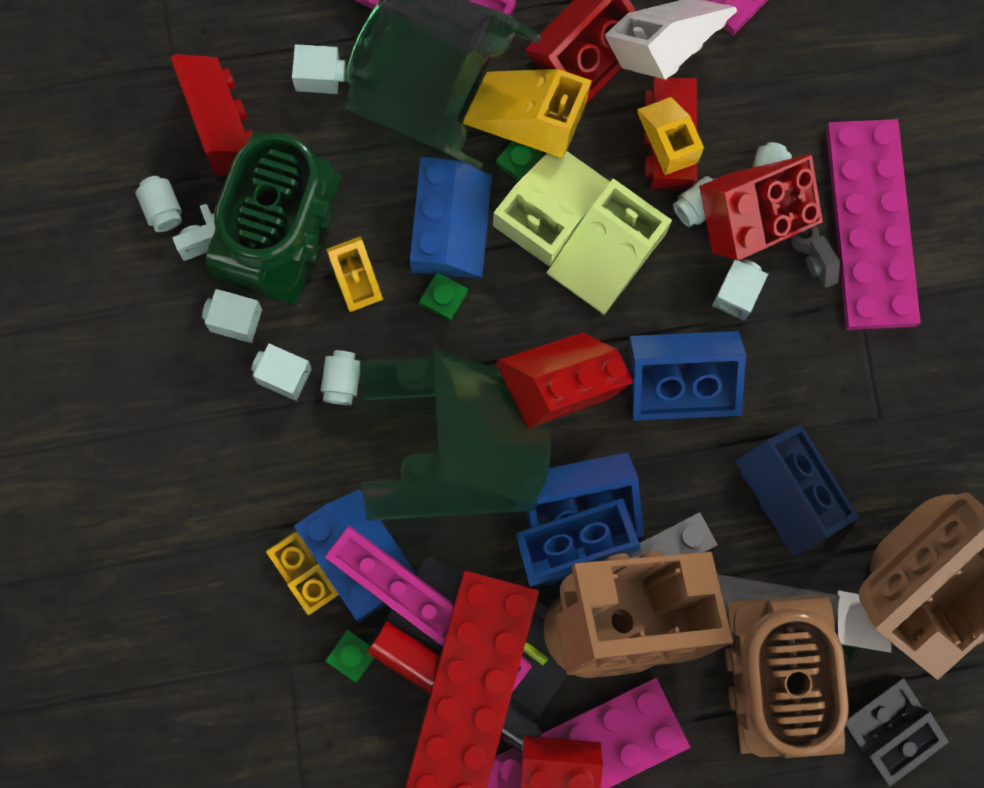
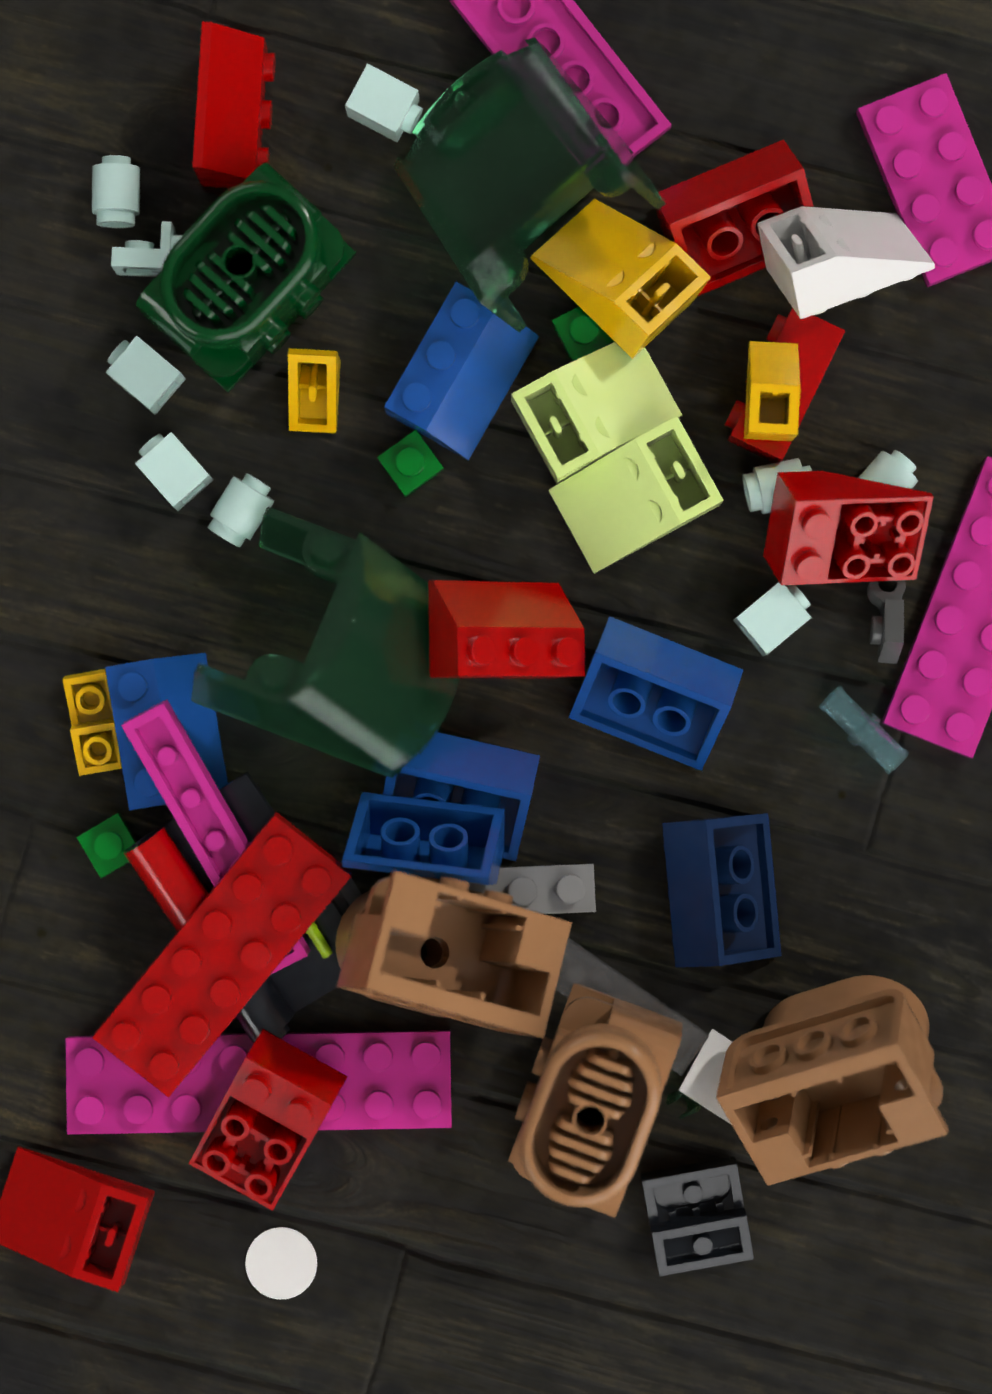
camera: 30 degrees right, 10 degrees up
(838, 337) = (863, 729): none -> clear light blue pin

